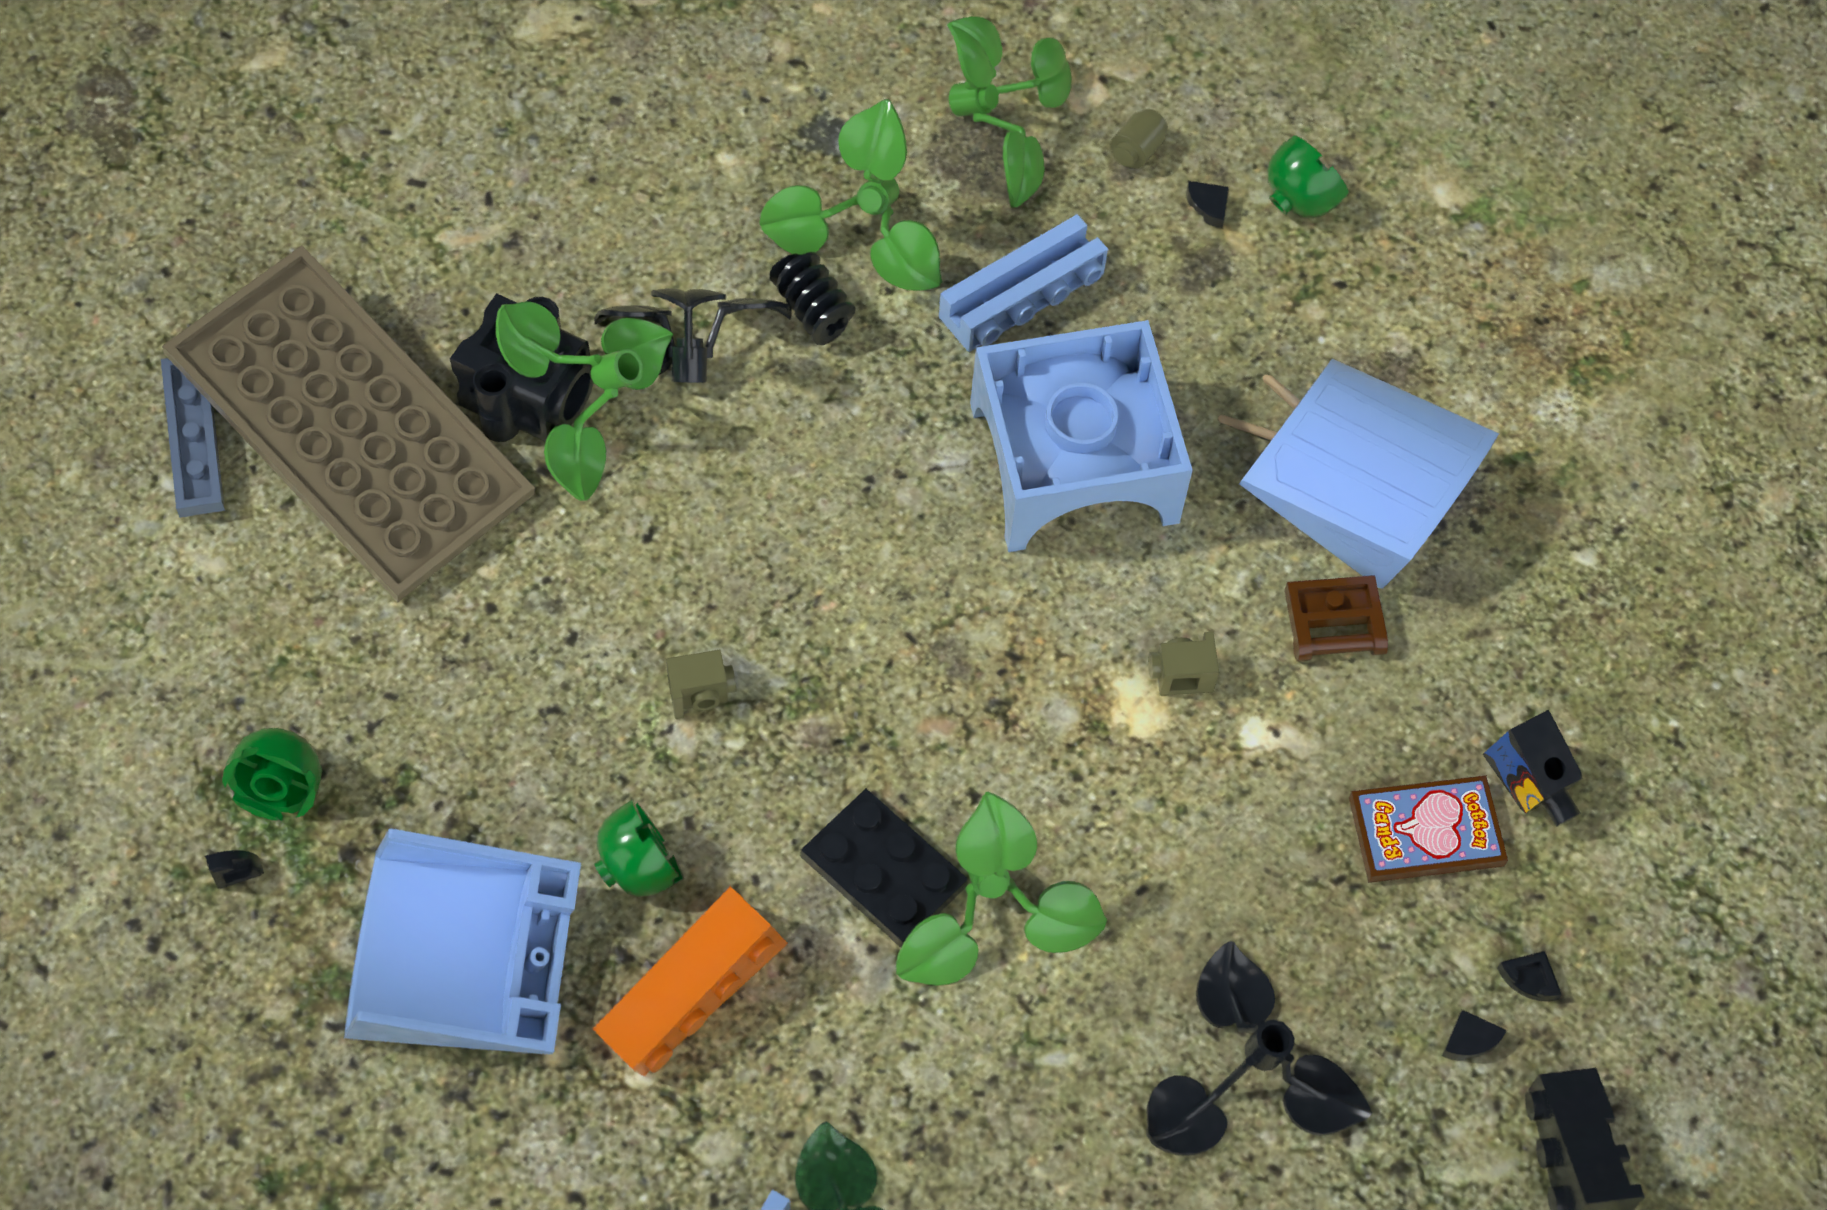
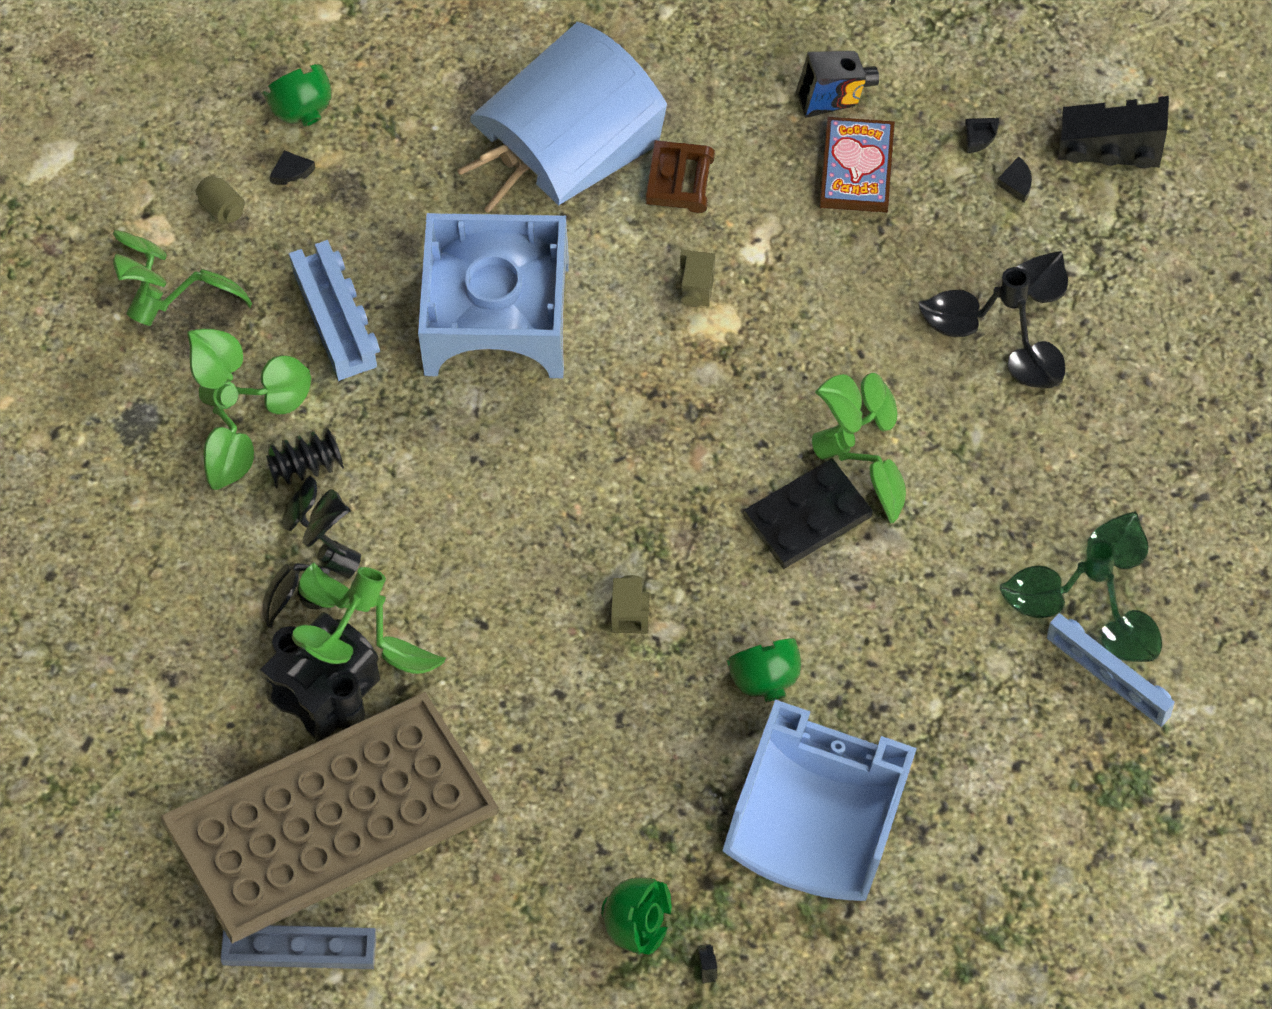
camera: 70 degrees left, 0 degrees up
(690, 983) = (879, 648): orange wedge -> none

